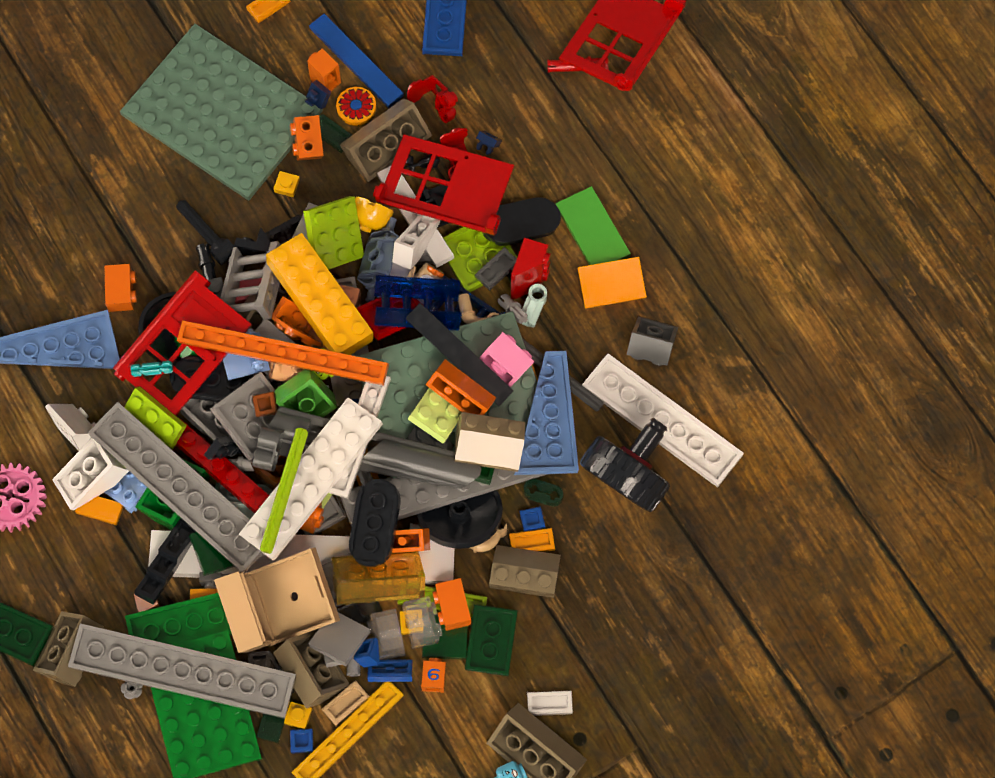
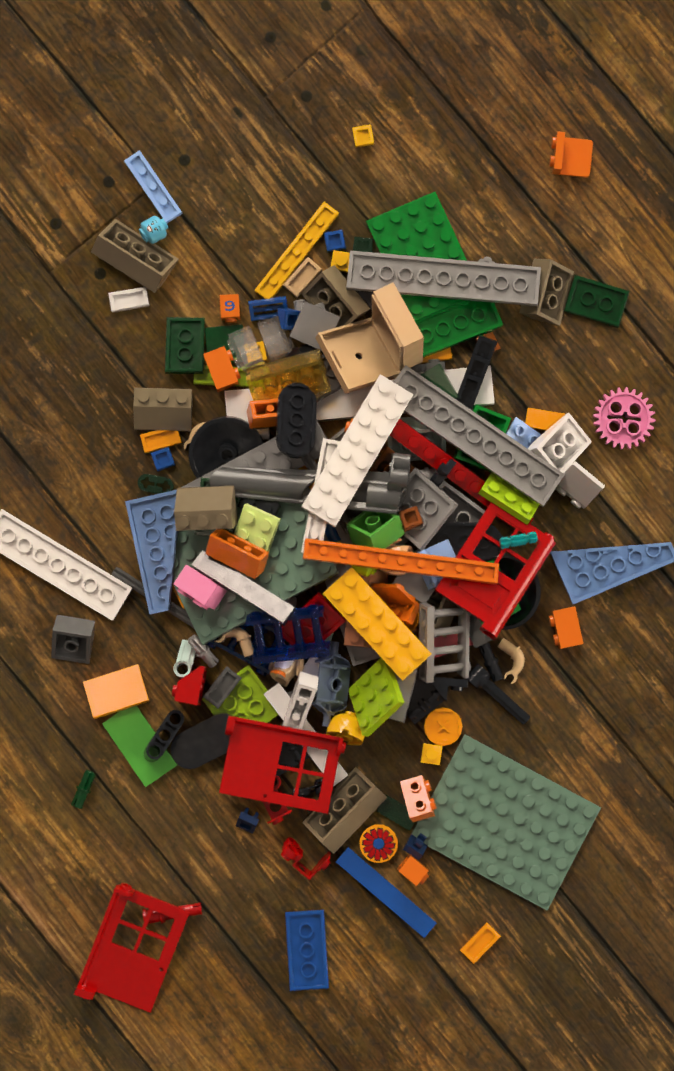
camera: 170 degrees right, 15 degrees up
(178, 268) = (517, 656): none -> tan piece
(269, 209) = (443, 726): none -> light orange tile
(284, 490) = (378, 433): lime axle -> none
(566, 219) = (170, 729): none -> black beam
(628, 469) = (81, 503): black wheel -> none
(657, 192) = (83, 789): none -> dark green axle

